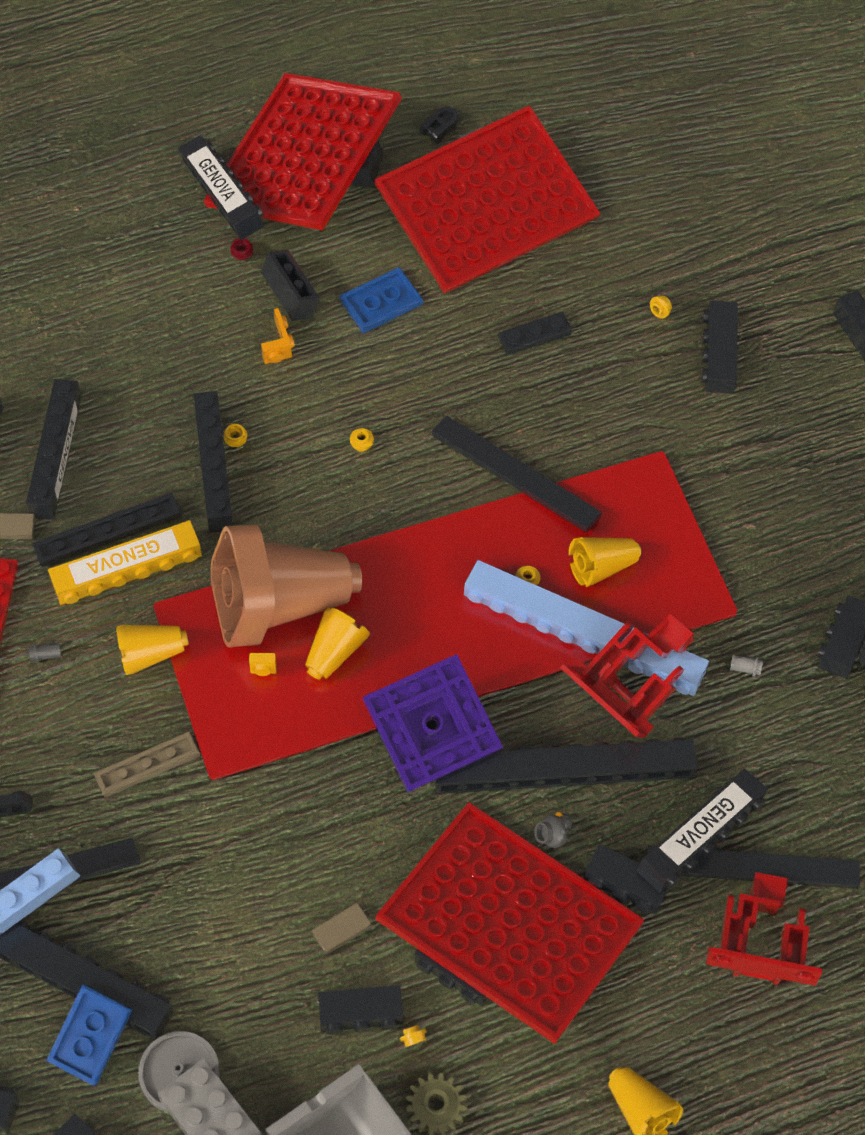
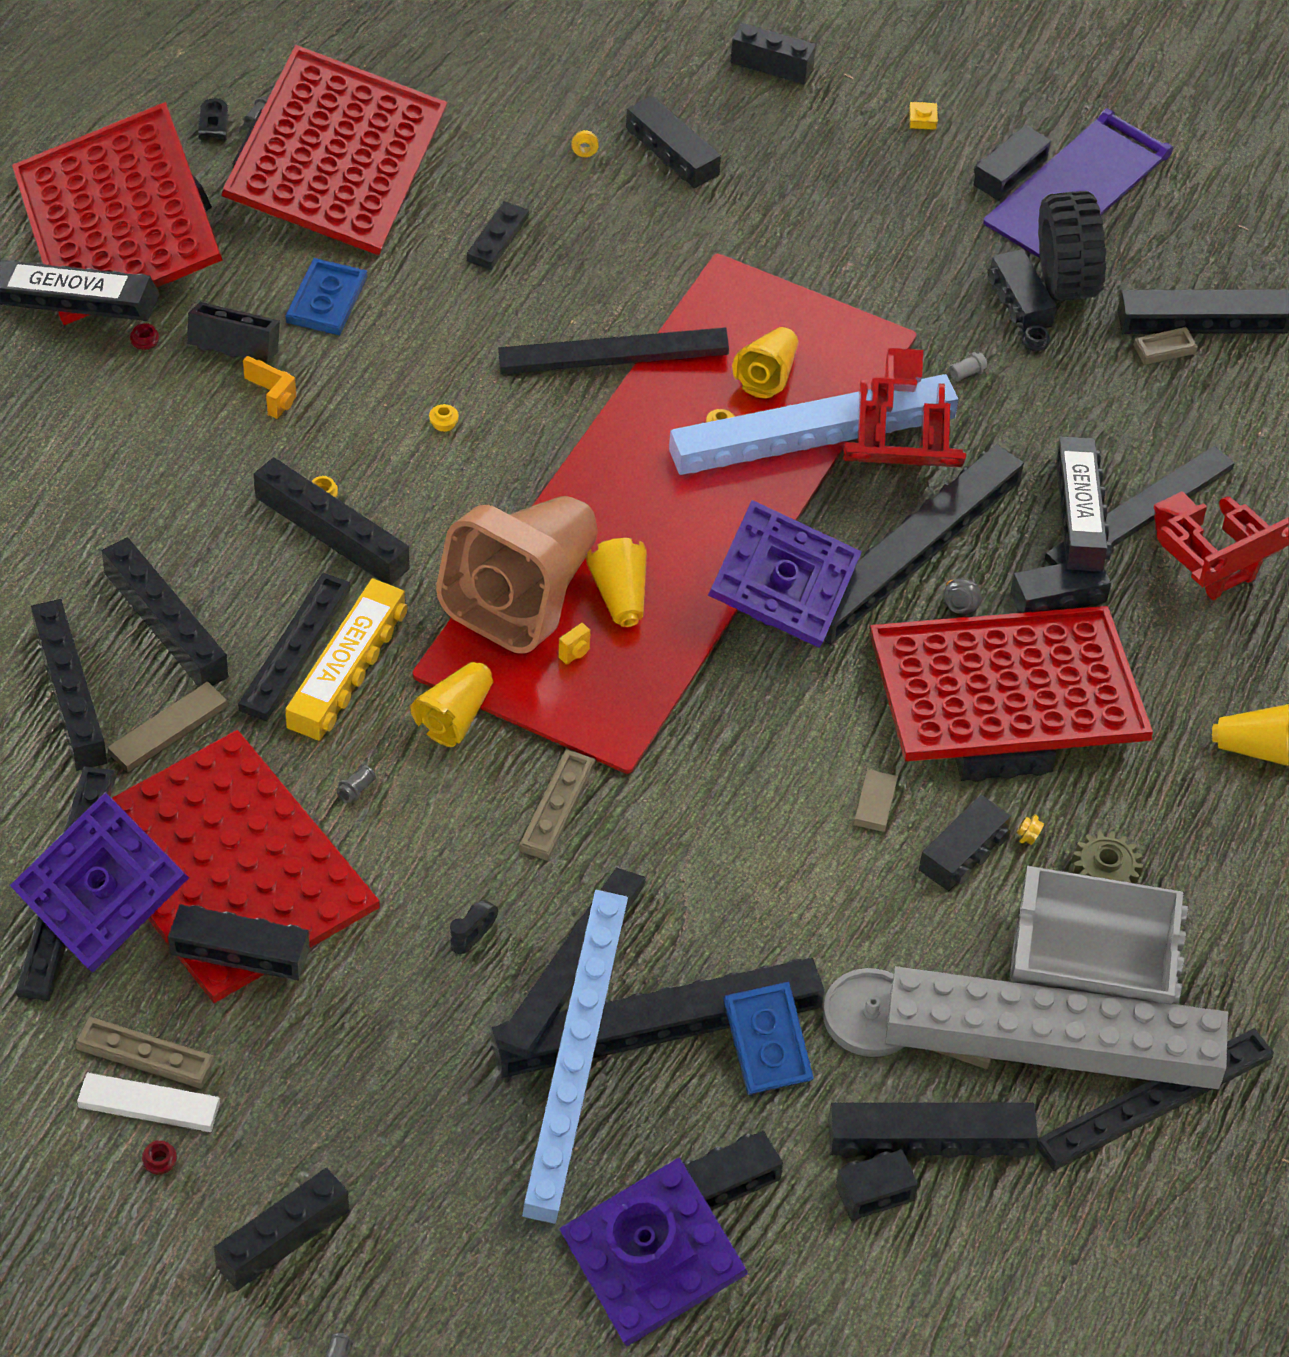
camera: 45 degrees left, 10 degrees down
(822, 674) = (1036, 338): none -> black plate

